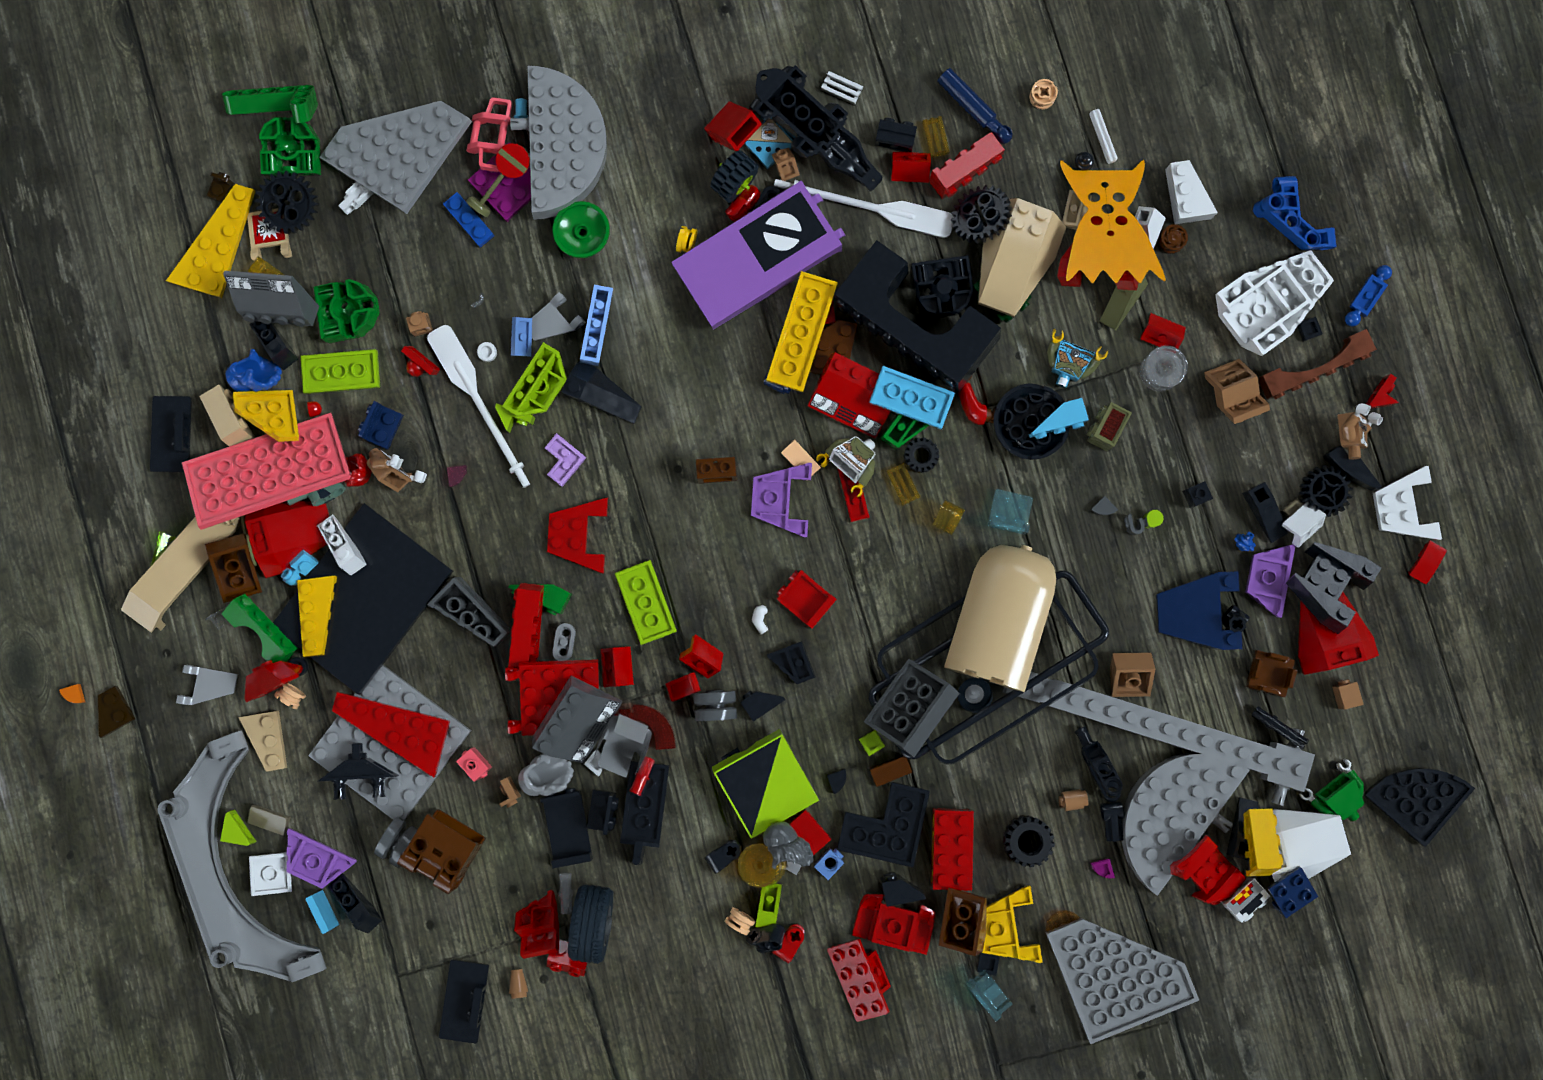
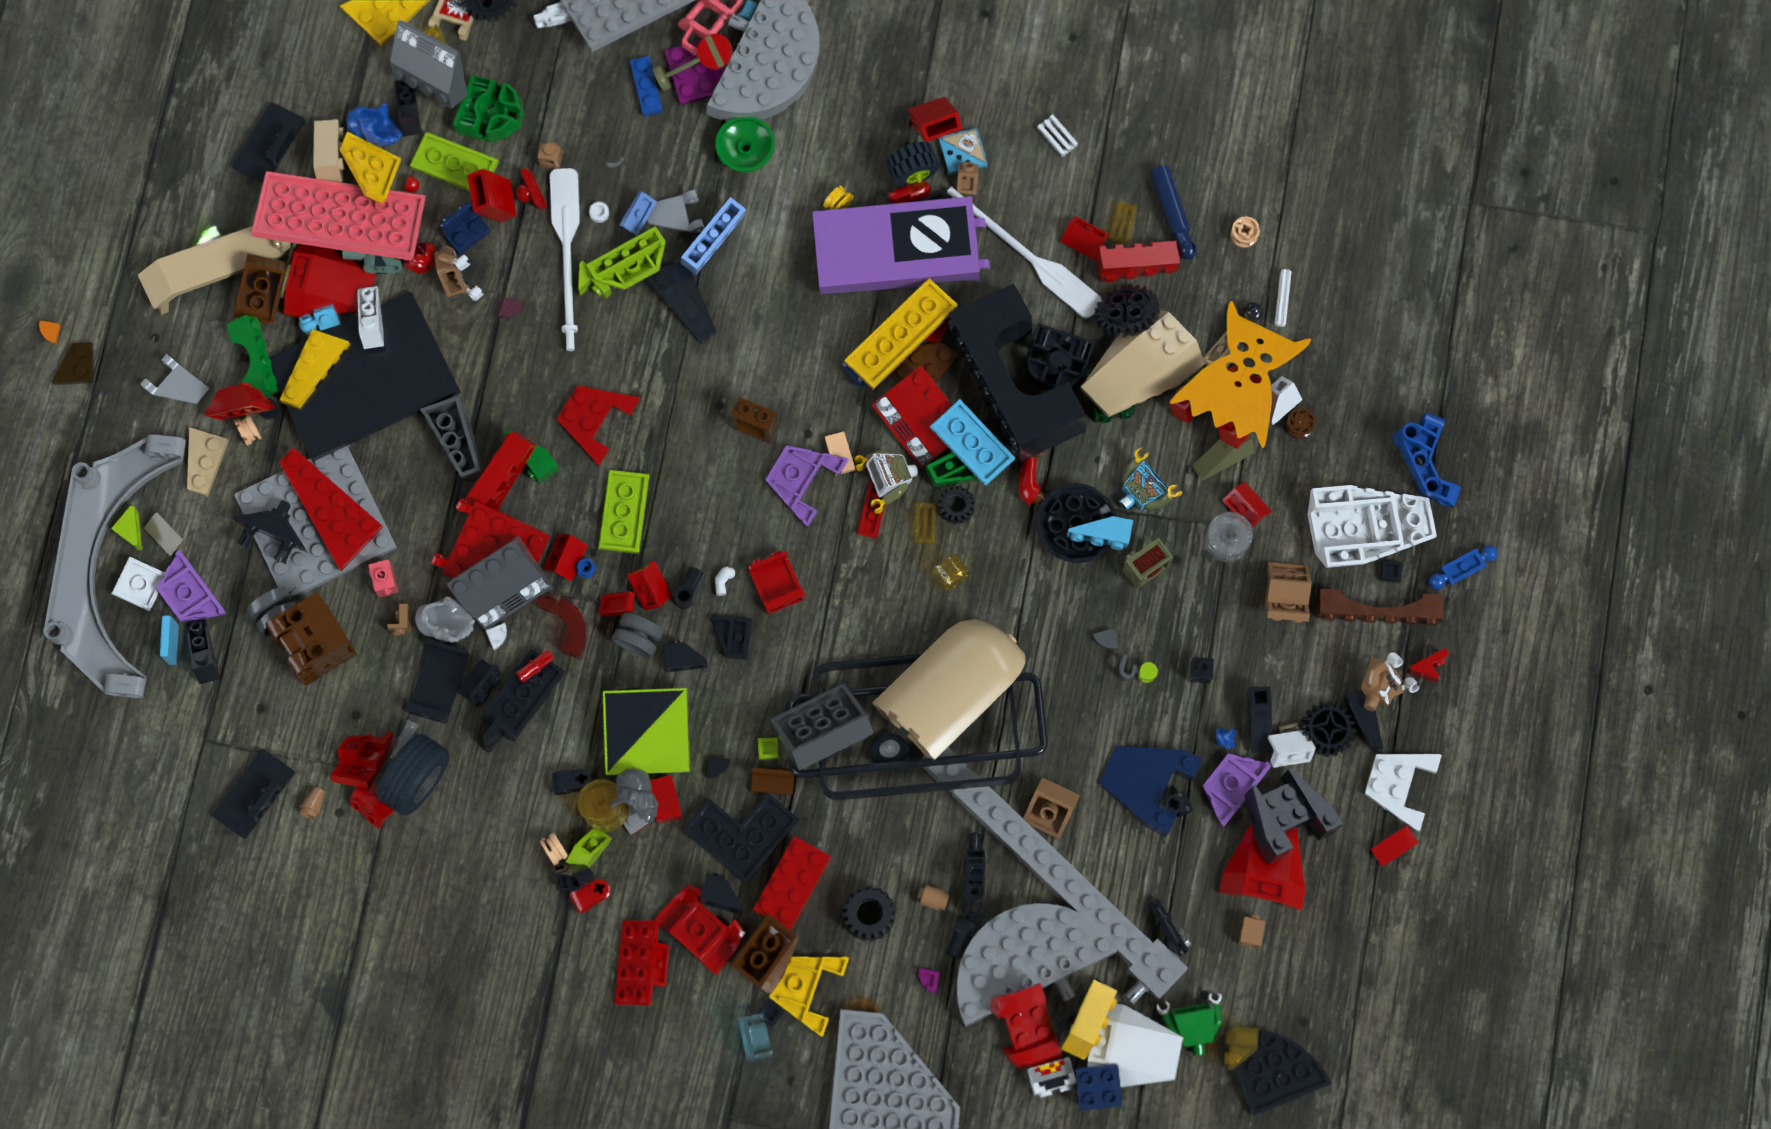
camera: 20 degrees right, 10 degrees down
(388, 386) = (491, 195): none -> red brick
(564, 642) = (525, 508): light grey plate -> none
(568, 459) = (622, 345): lavender tile -> none
(623, 739) = (536, 625): light grey piece -> none
(639, 672) = (586, 563): none -> blue plate
(735, 638) = (689, 586): none -> black piece
(811, 124) = (1009, 153): black animal -> none
(826, 871) = (659, 835): medium blue brick -> none
(896, 135) = (1085, 201): black brick -> none
(1010, 511) = (1013, 598): clear light blue bracket -> none
(1188, 194) = (1335, 389): white wedge -> none
(1271, 673) = (1187, 875): reddish brown panel -> none
(1390, 797) = (1241, 1043): none -> clear yellow slope

